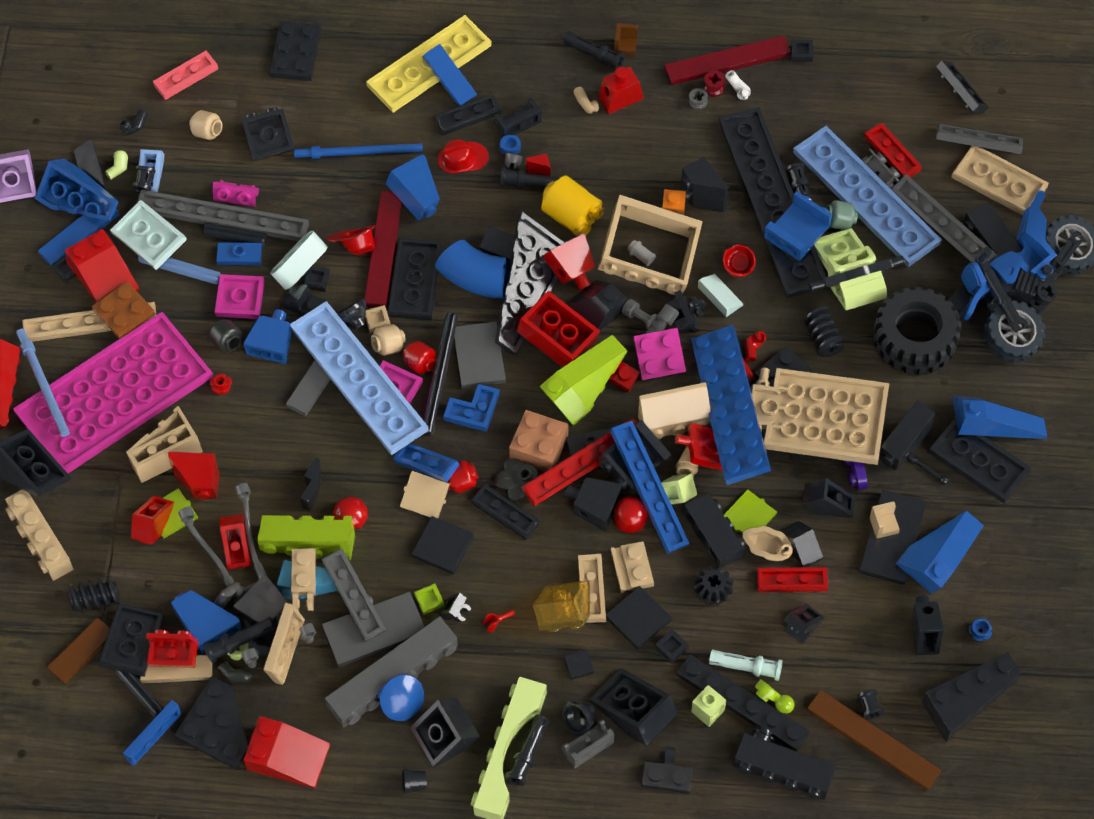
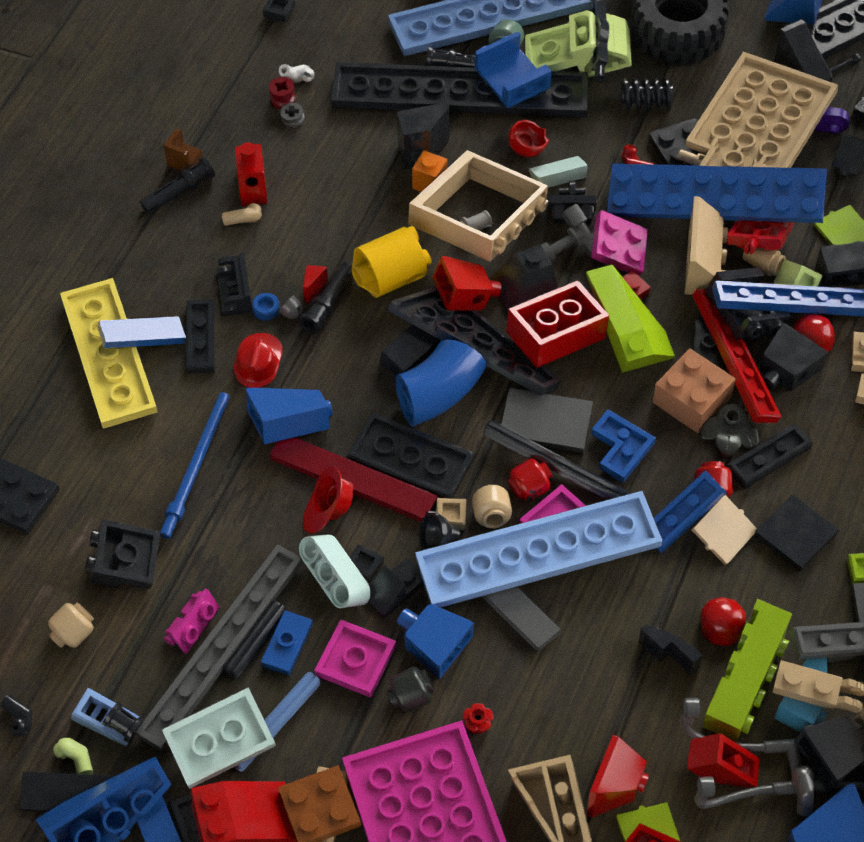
camera: 70 degrees left, 5 degrees down
(728, 59) = (254, 76): dark red tile -> none

